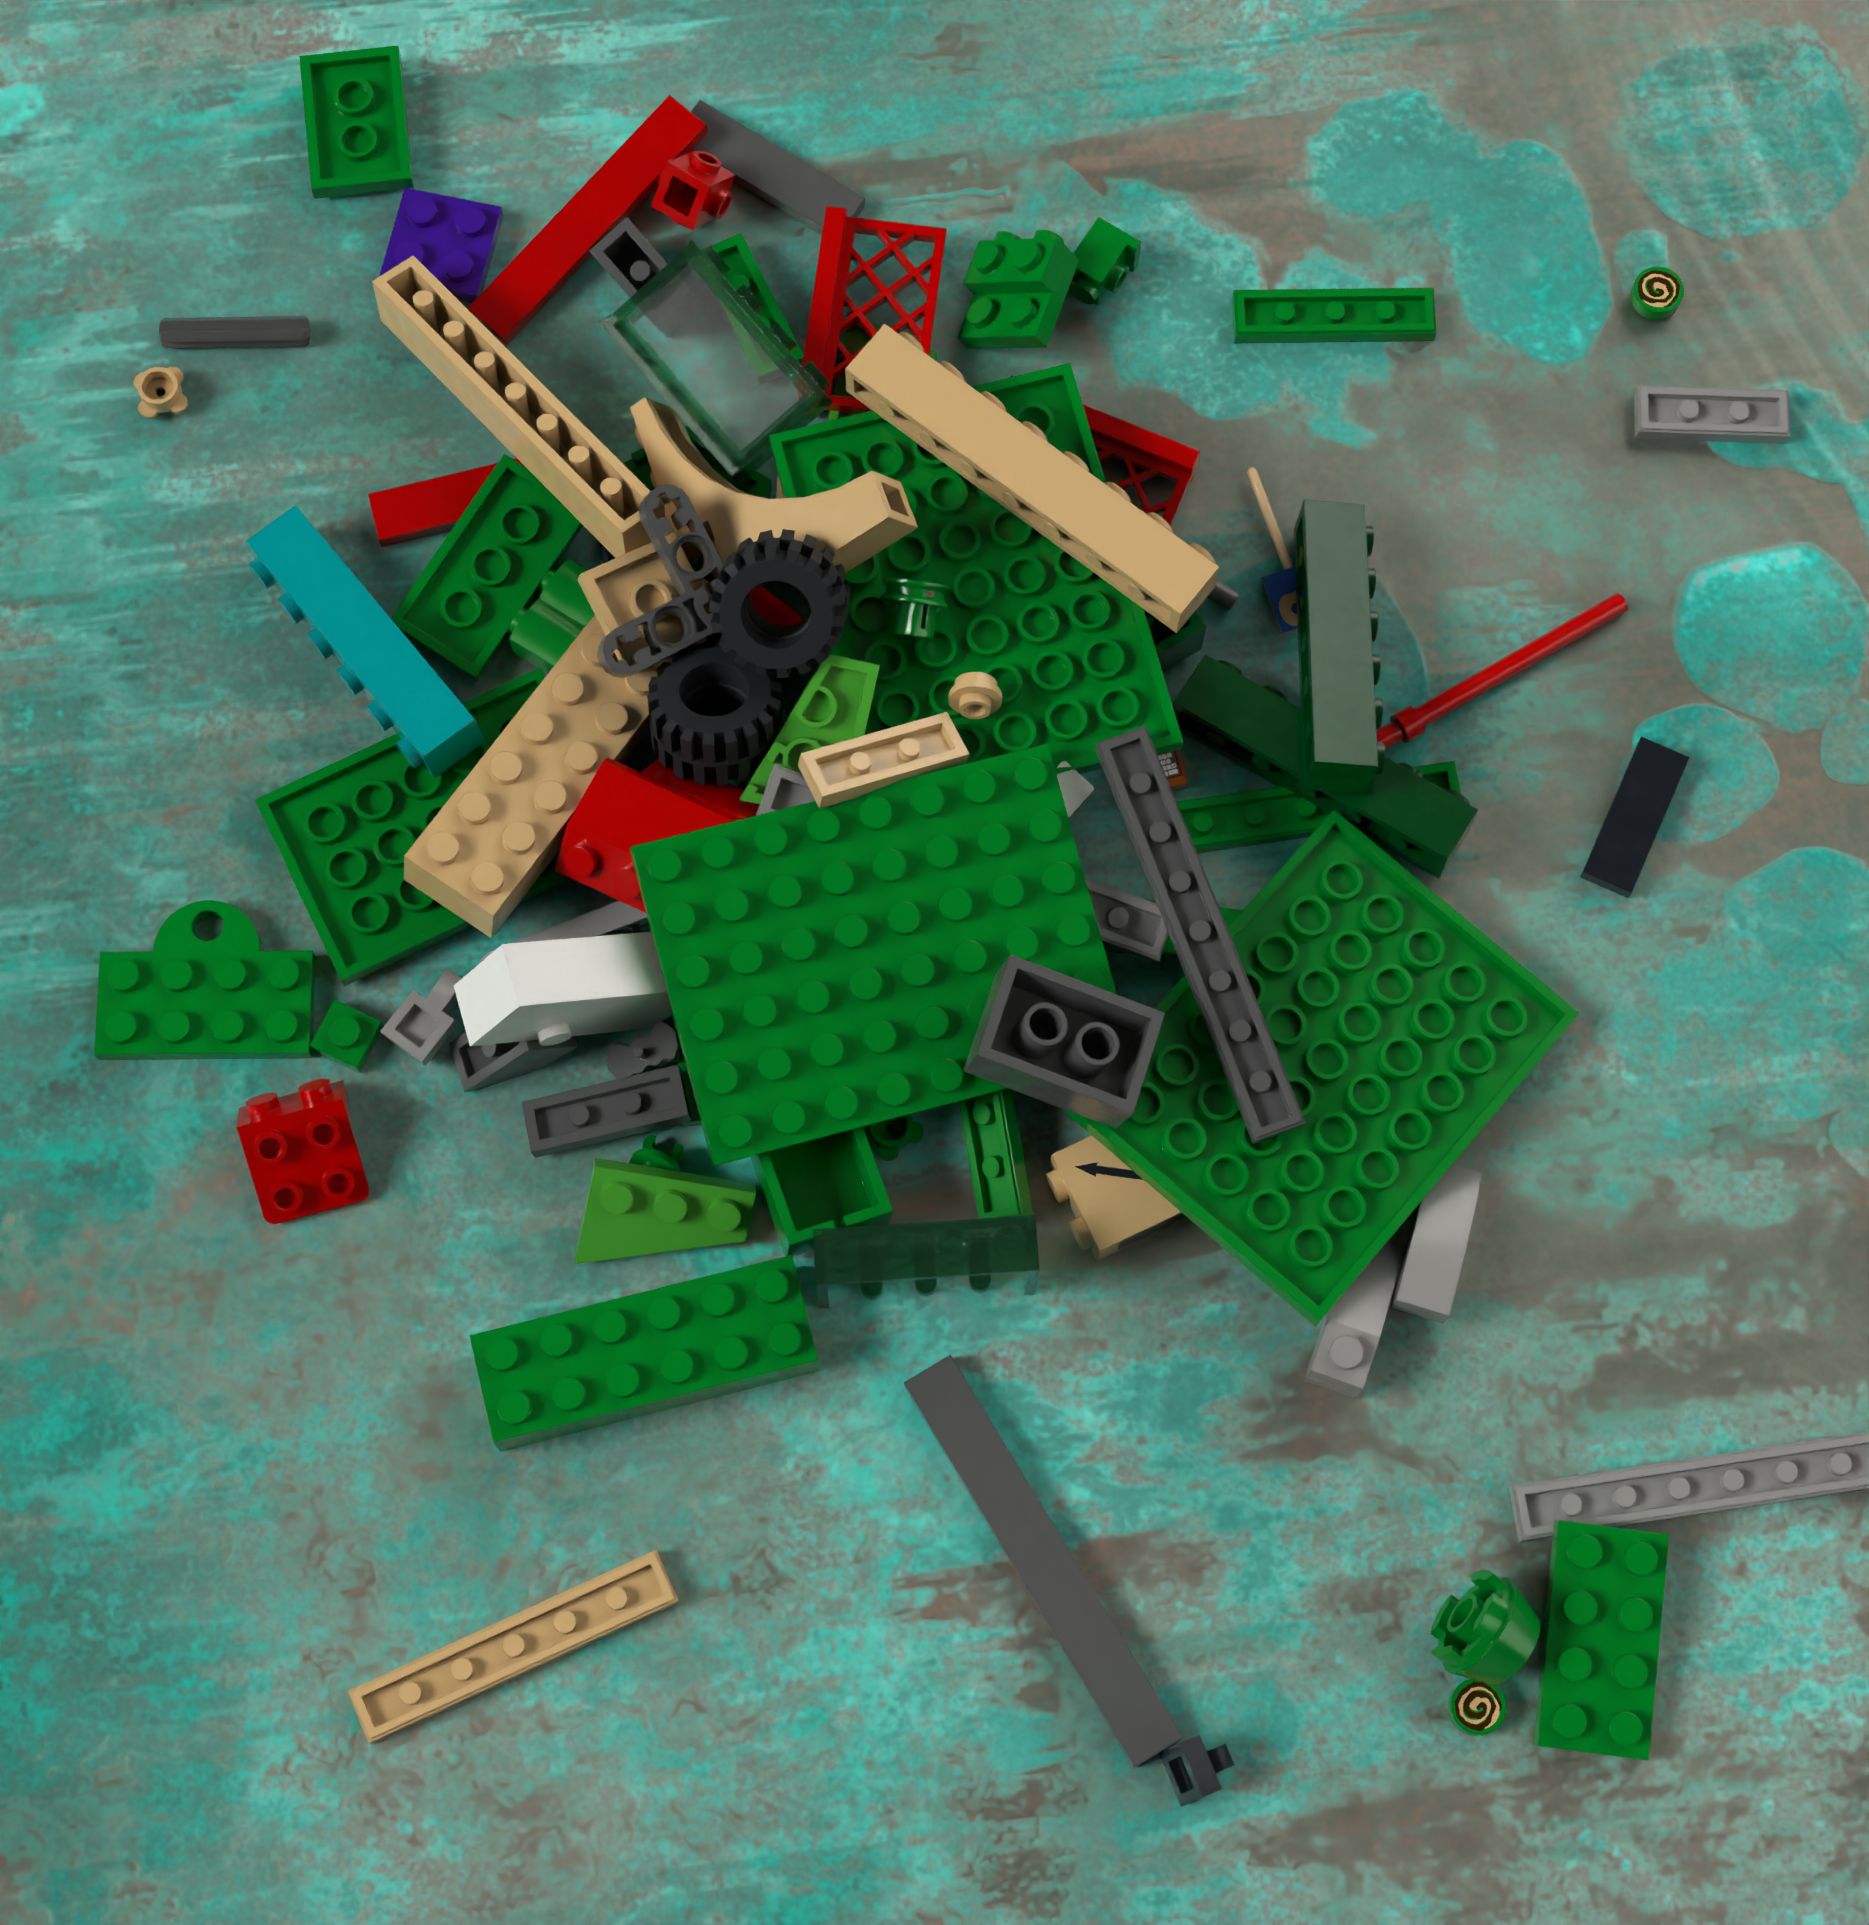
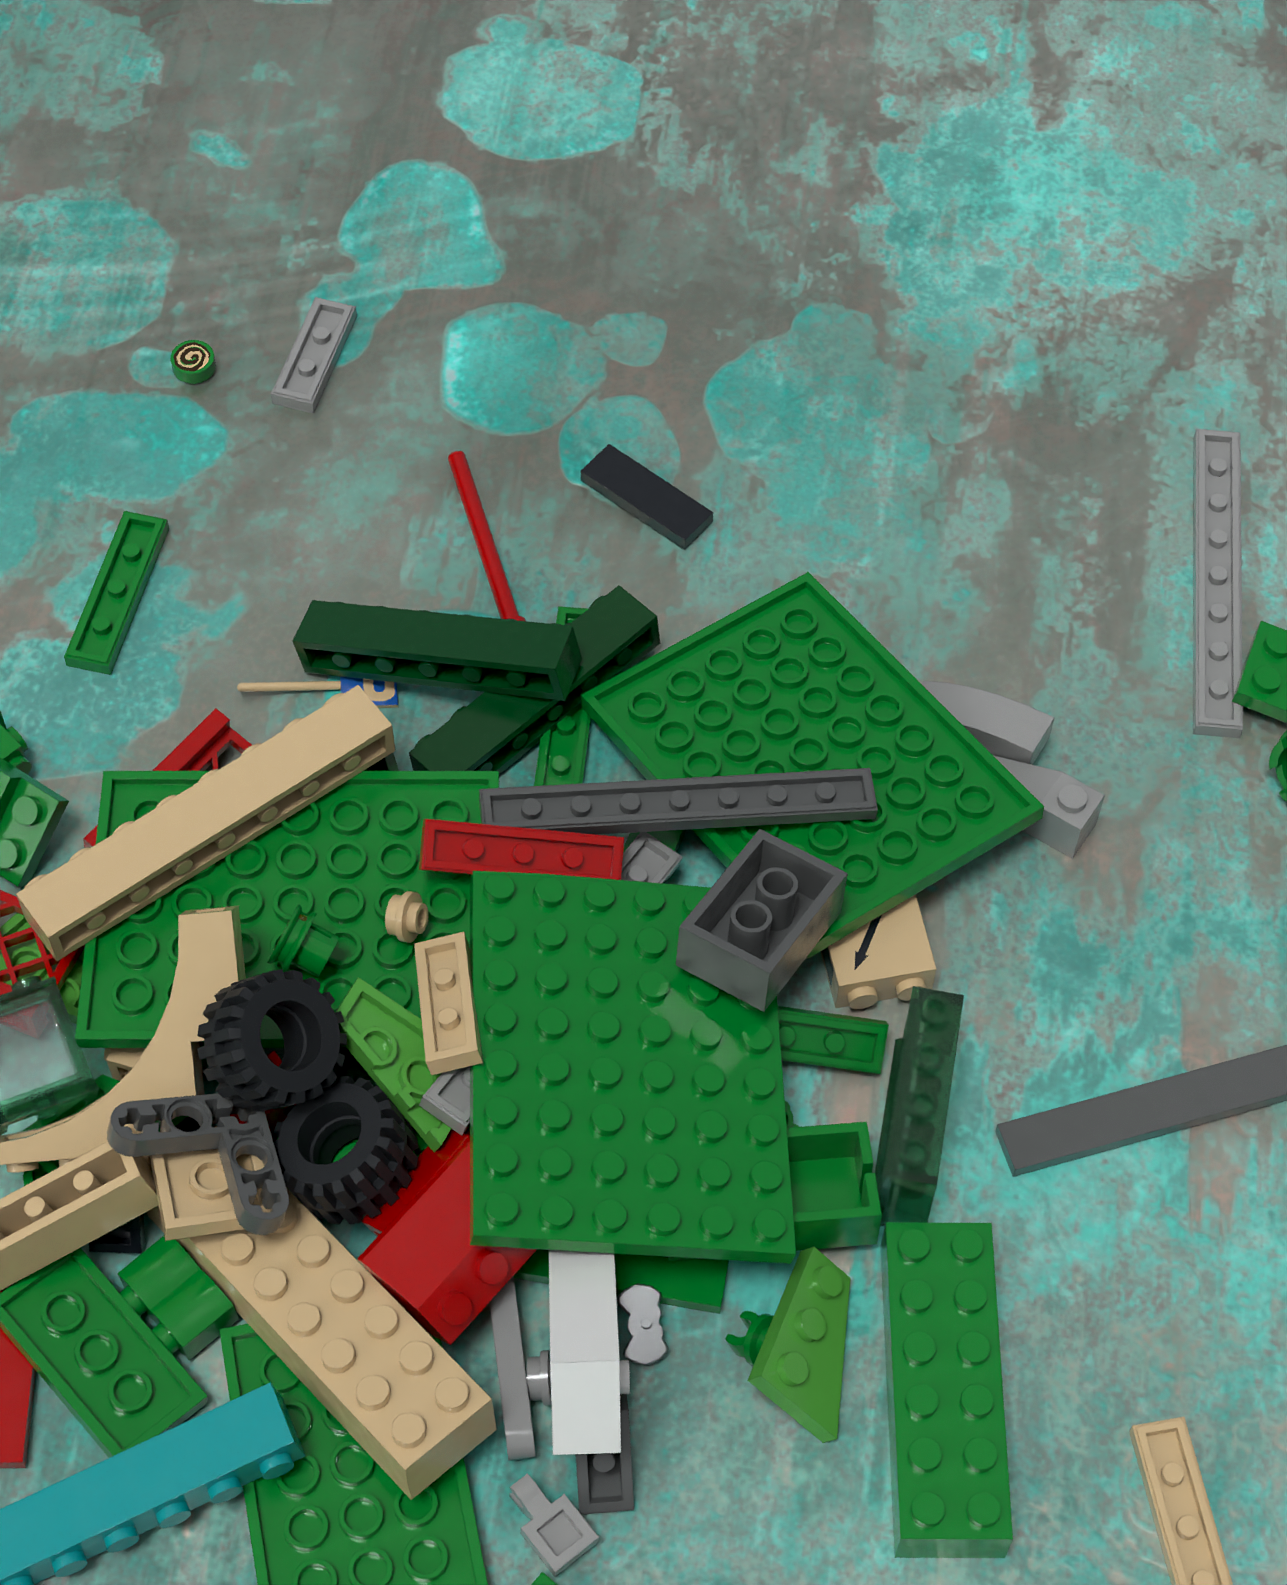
camera: 75 degrees left, 15 degrees down
(606, 1111) = (694, 1371): dark grey plate -> none
(1085, 785) = (496, 848): none -> red tile

